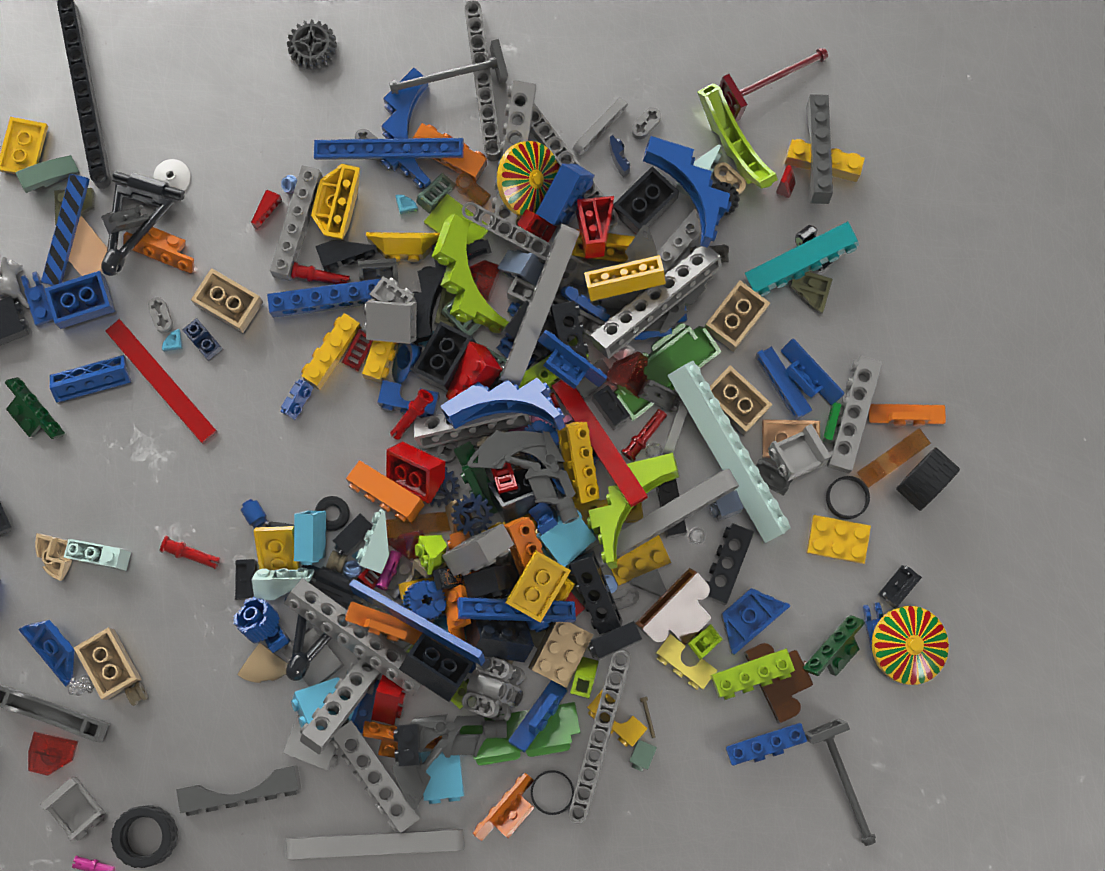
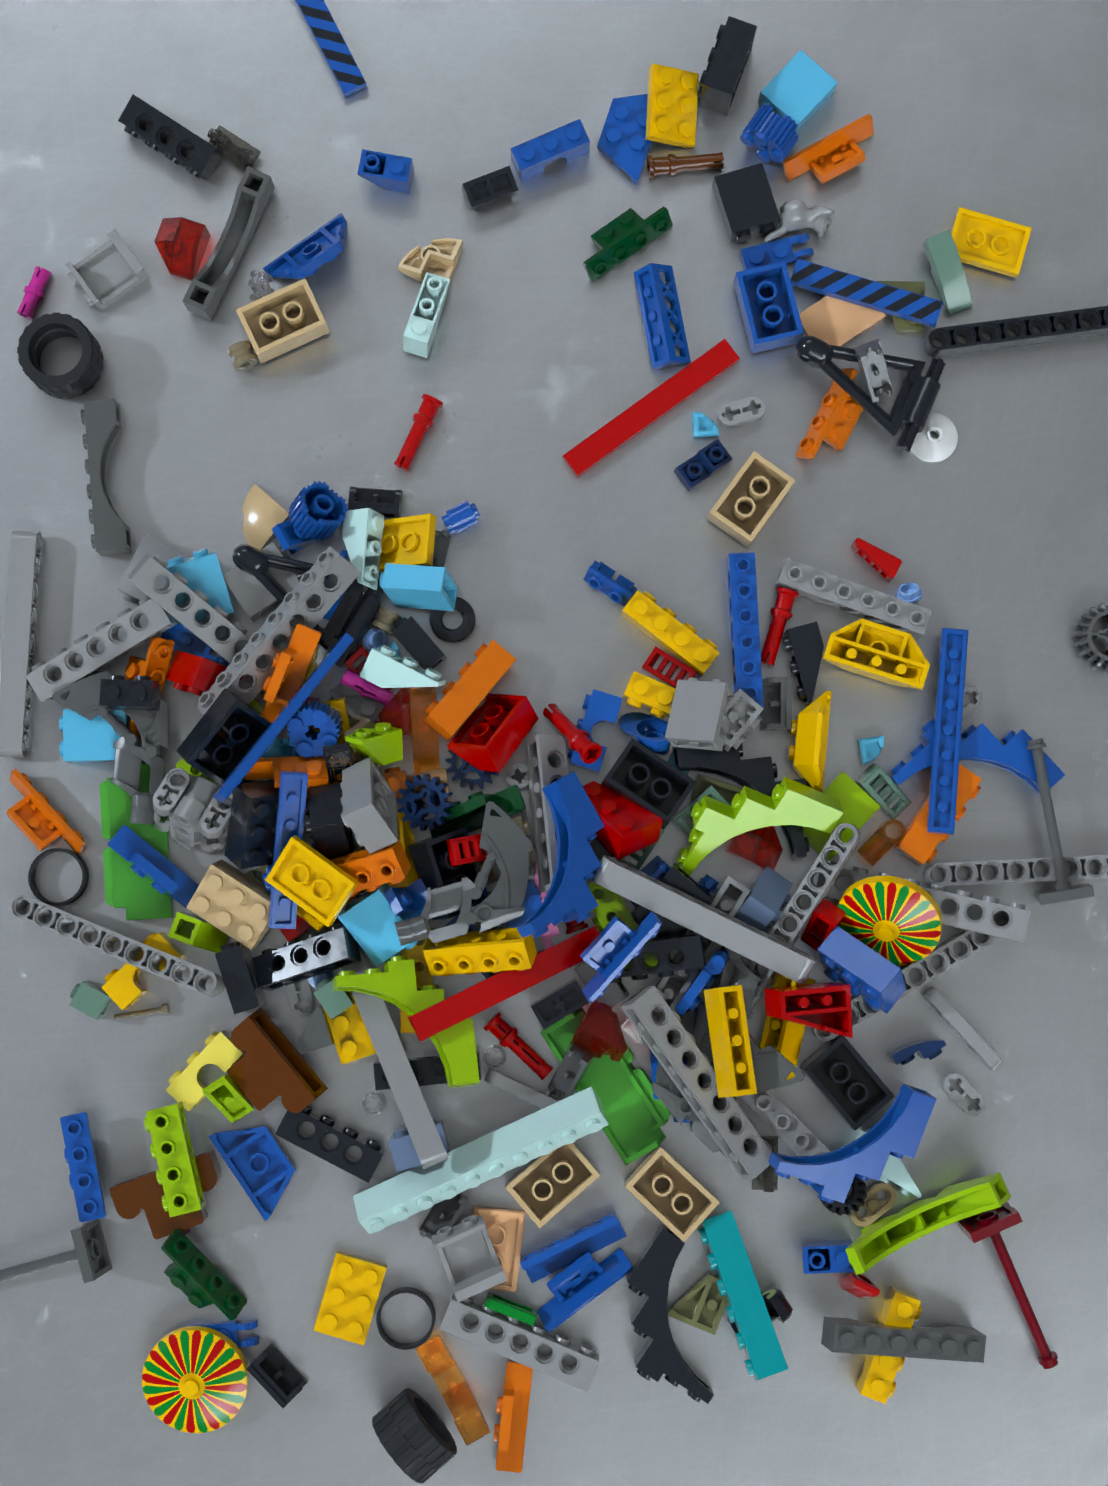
camera: 95 degrees right, 5 degrees up
(625, 570) = (332, 1001): none -> sand green brick
(769, 203) = (826, 1257): none -> blue slope
(825, 323) = (650, 1319): none -> black arch

